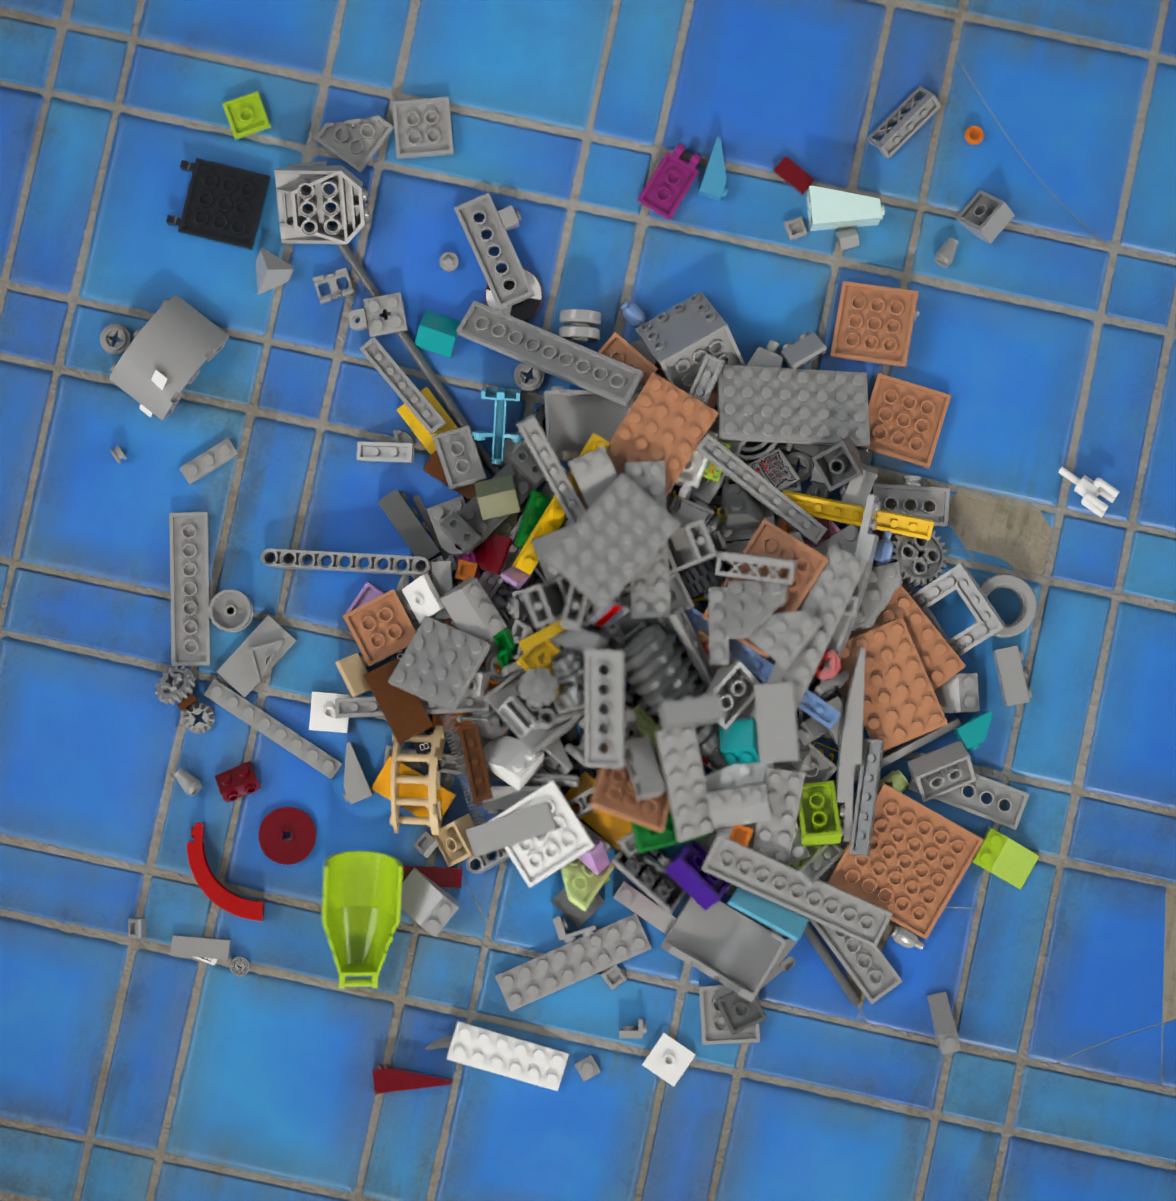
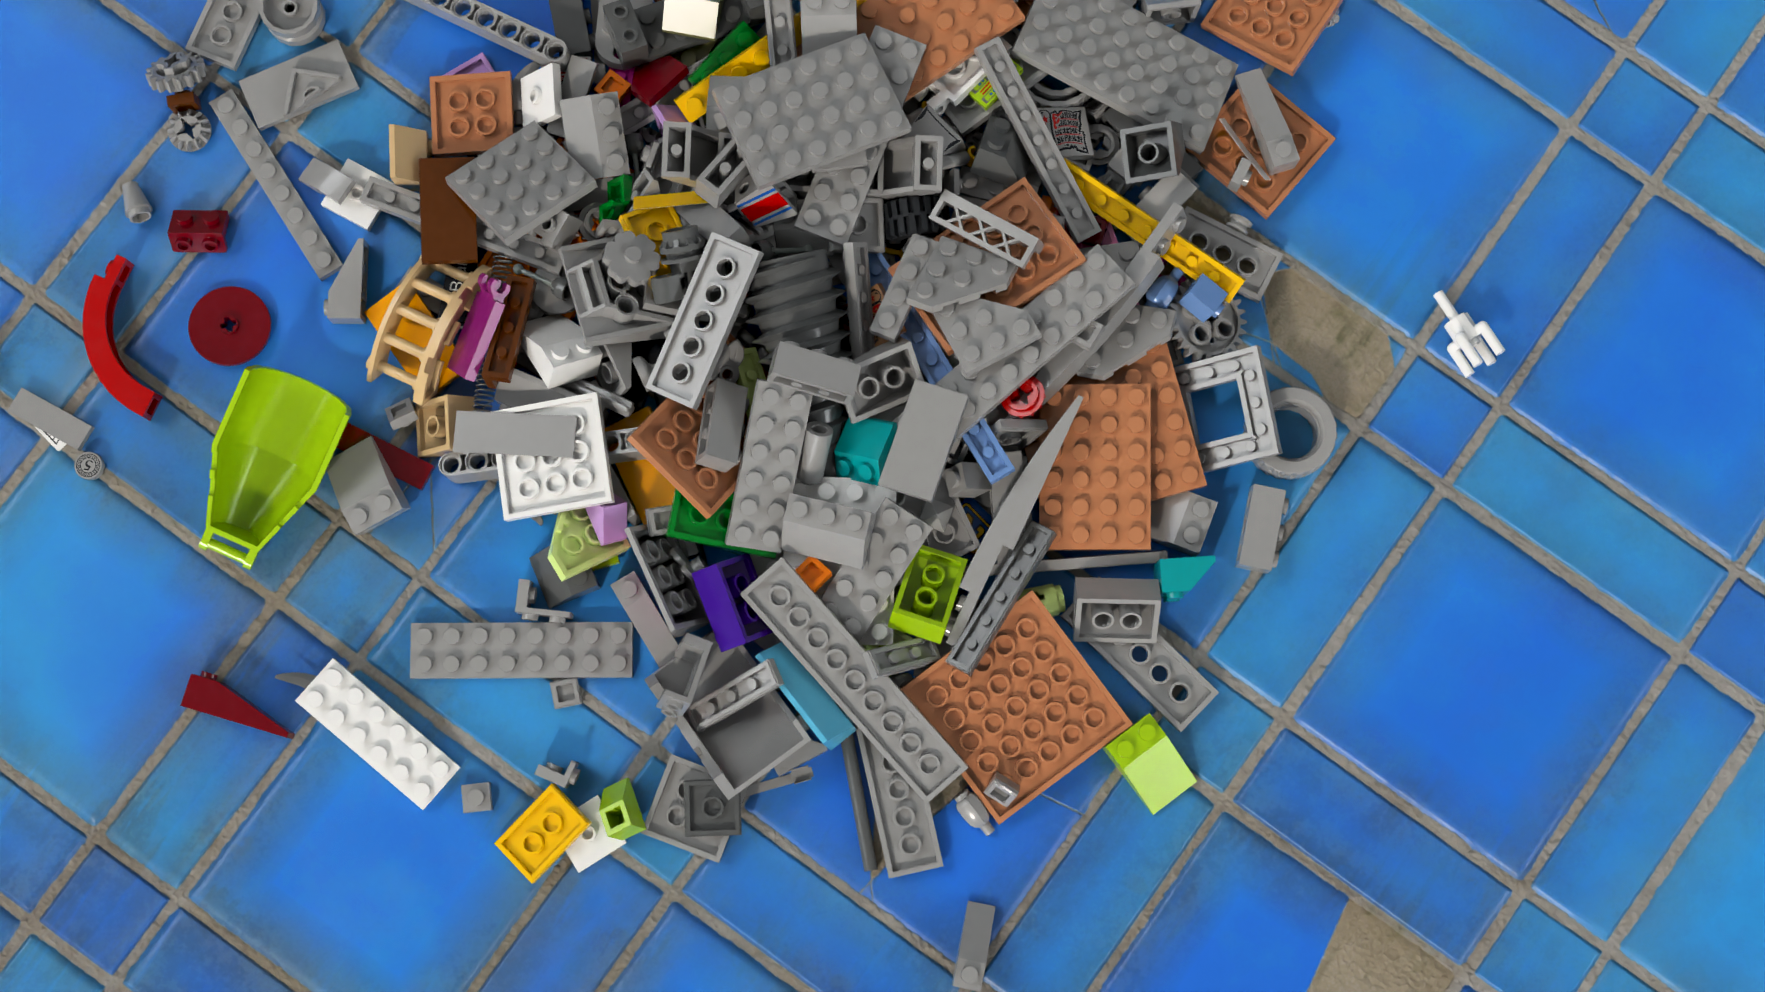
camera: 20 degrees right, 5 degrees down
(306, 713) = (327, 180): none -> light grey slope
(455, 771) = (478, 328): none -> magenta tile
(640, 1072) = (543, 833): none -> yellow tile
(683, 1036) = (621, 811): none -> lime slope
(690, 916) = (695, 651): none -> light grey panel
(709, 758) = (814, 452): none -> light grey brick
(724, 933) = (735, 695): none -> light grey tile
(896, 431) = (1244, 149): none -> white sticker
(901, 404) = (1267, 122): none -> light grey slope
(901, 449) = (1241, 175): none -> light grey plate
(912, 545) = (1203, 298): none -> medium blue brick
(919, 917) = (1002, 789): none -> light grey slope

